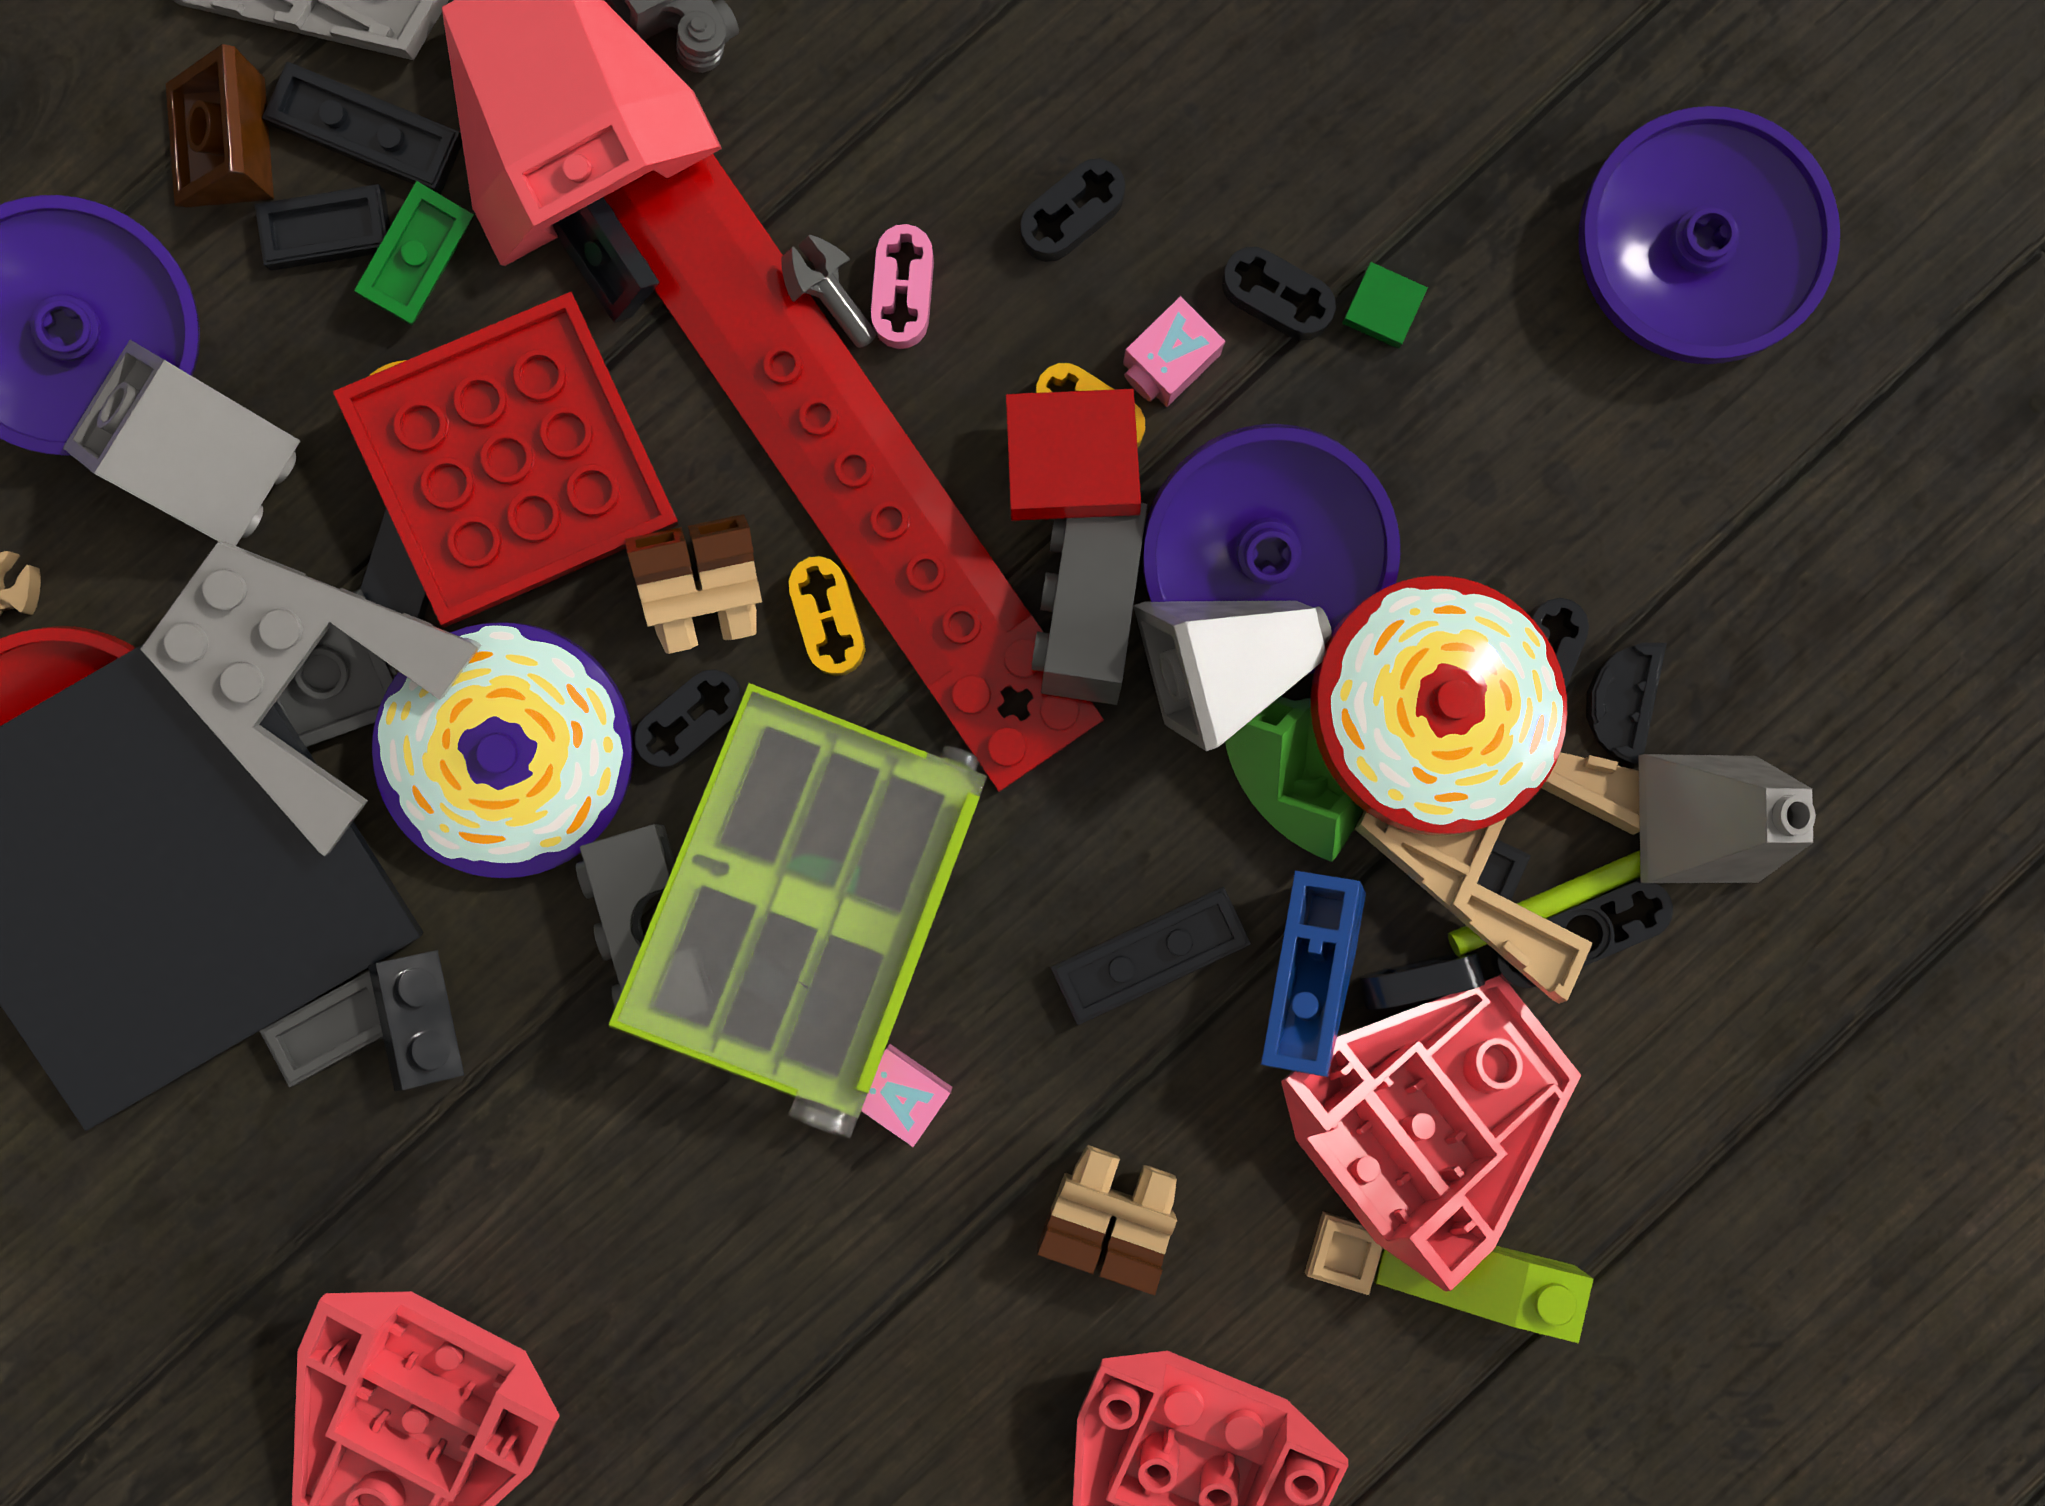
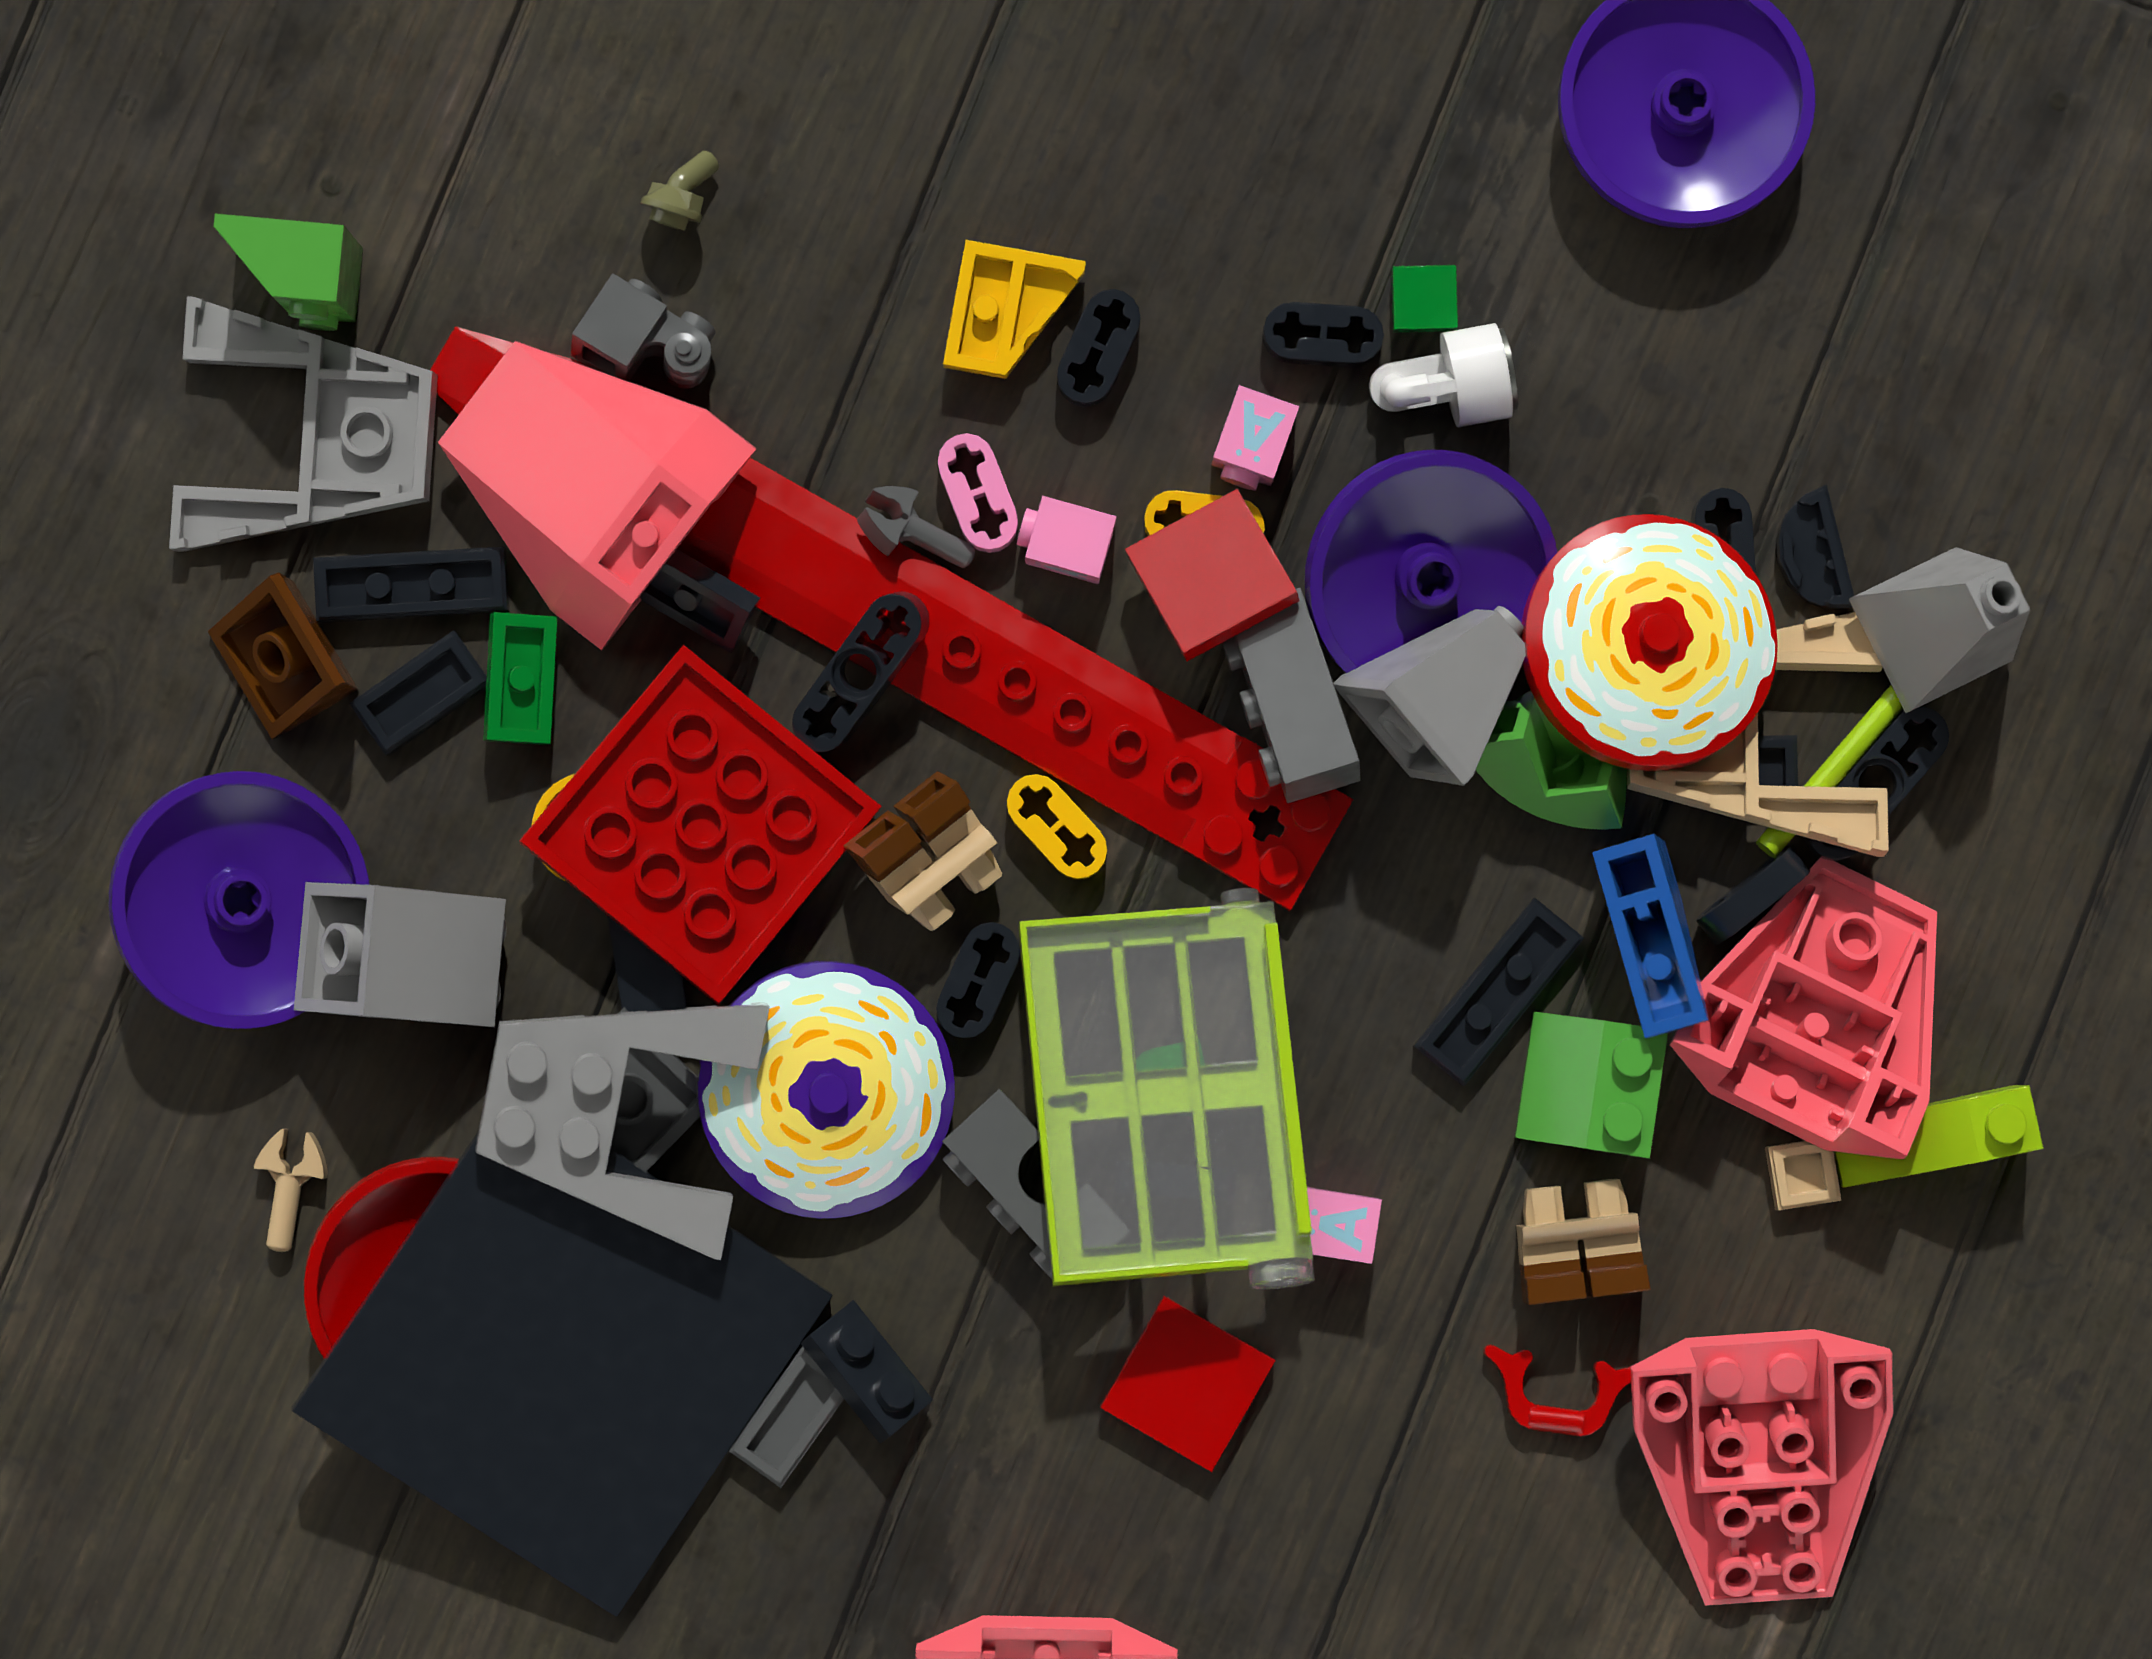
camera: 30 degrees left, 0 degrees up
(699, 1171) = (1187, 1383): none -> red tile
(747, 354) = (874, 624): none -> black beam
(961, 363) = (1067, 539): none -> bright pink brick
(1007, 131) = (1004, 305): none -> yellow wing
(1014, 1366) = (1550, 1418): none -> red helmet
(1192, 1081) = (1590, 1084): none -> bright green slope
(1393, 390) = (1470, 374): none -> white piece

